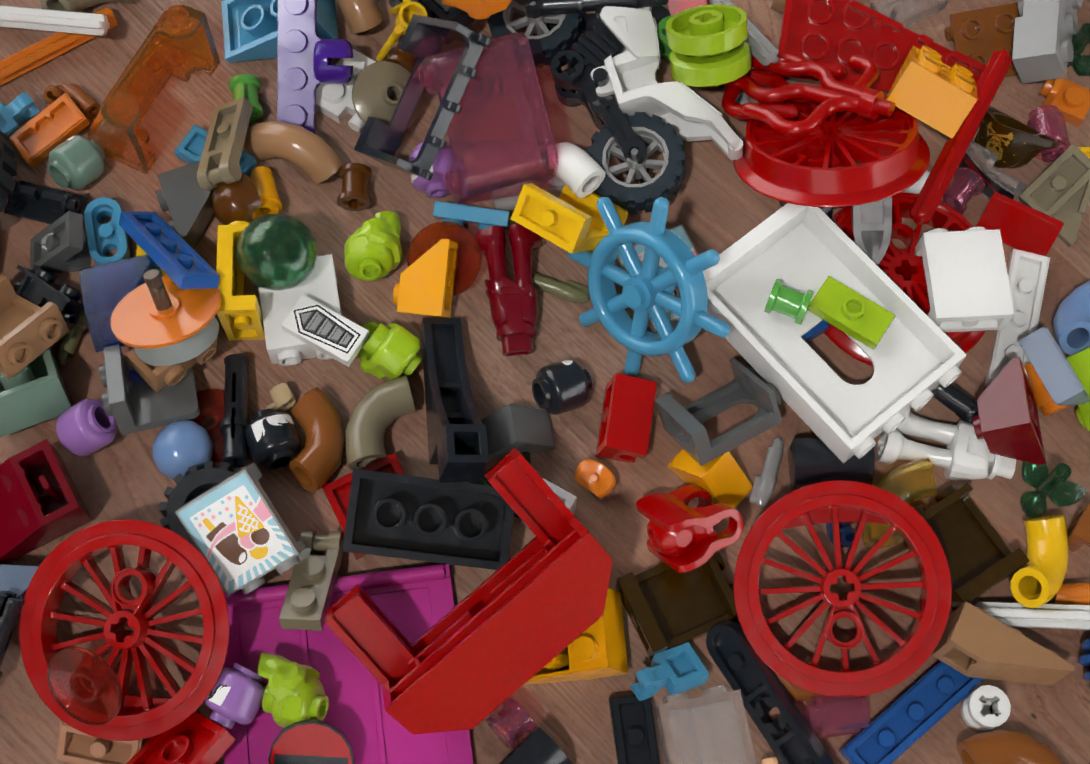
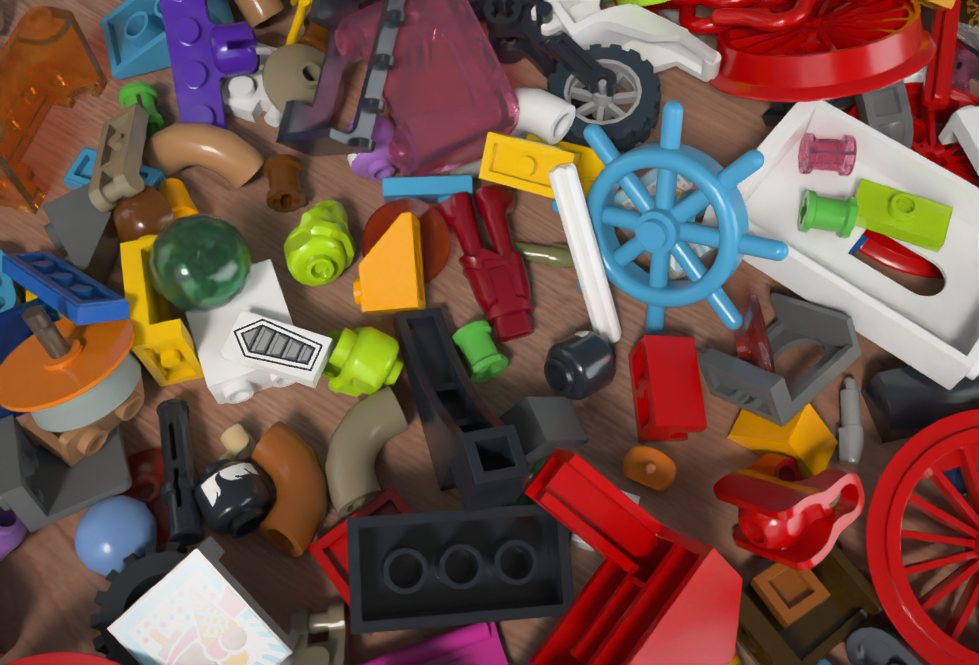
camera: 10 degrees left, 5 degrees down
(484, 360) = (479, 351): none -> bright green bush
(582, 298) = (585, 251): none -> white axle
(674, 589) = (789, 592): none -> dark orange plate
(704, 395) = (754, 341): none -> clear red dish
(806, 249) = (827, 154): none -> clear pink bush

